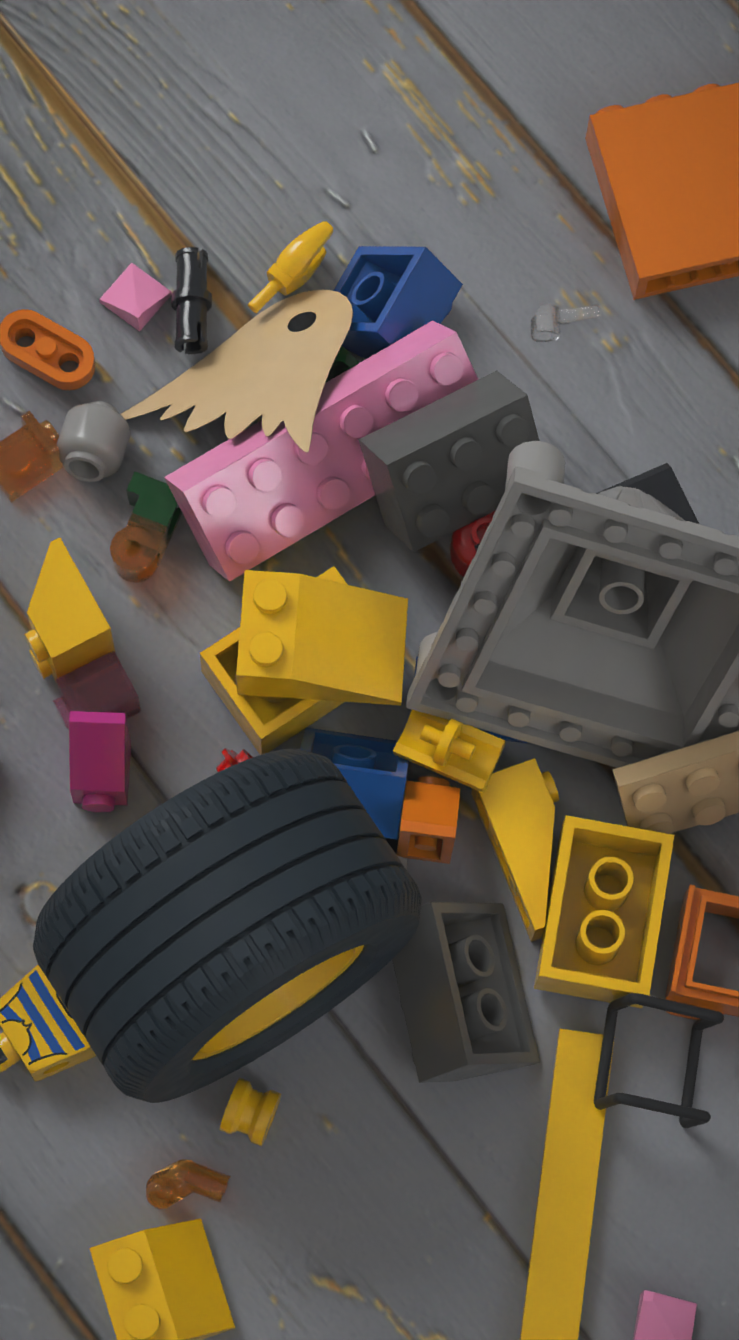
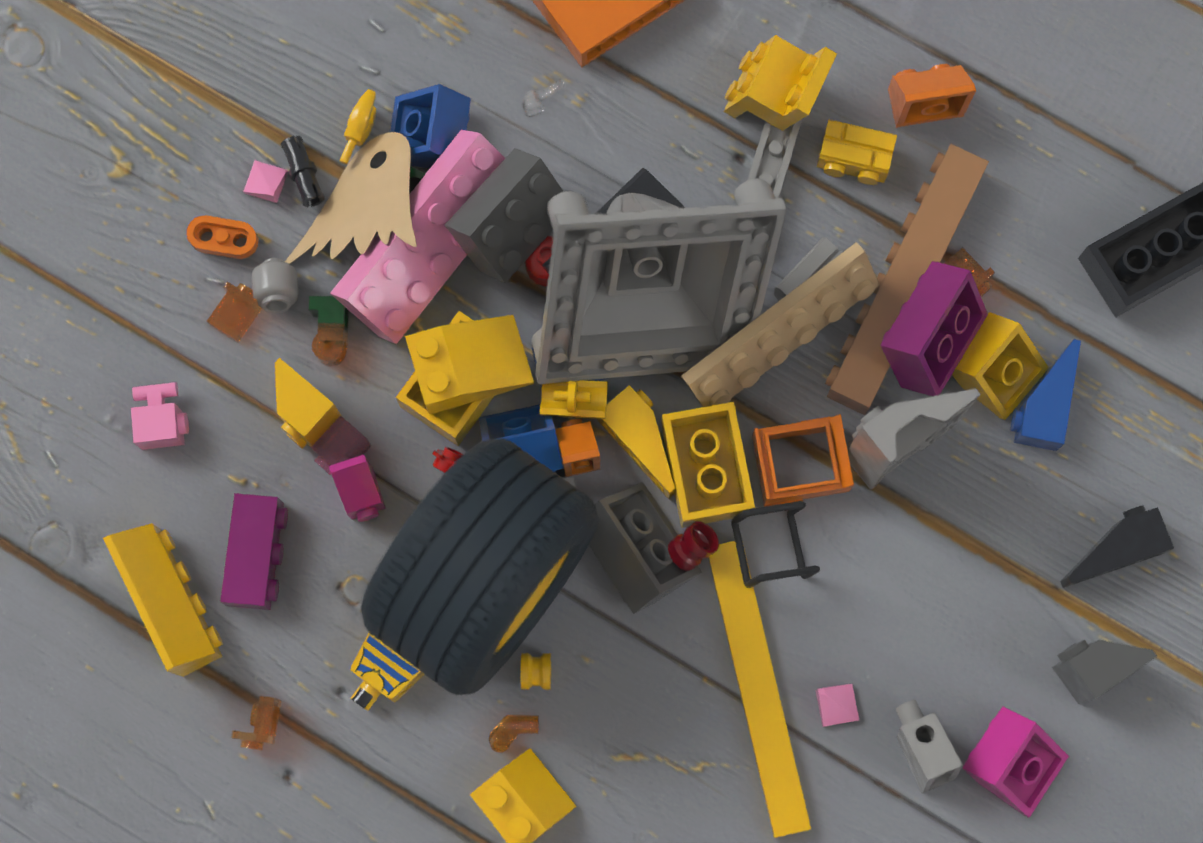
camera: 15 degrees left, 5 degrees up
(541, 1018) = (695, 544): none -> dark red wheel

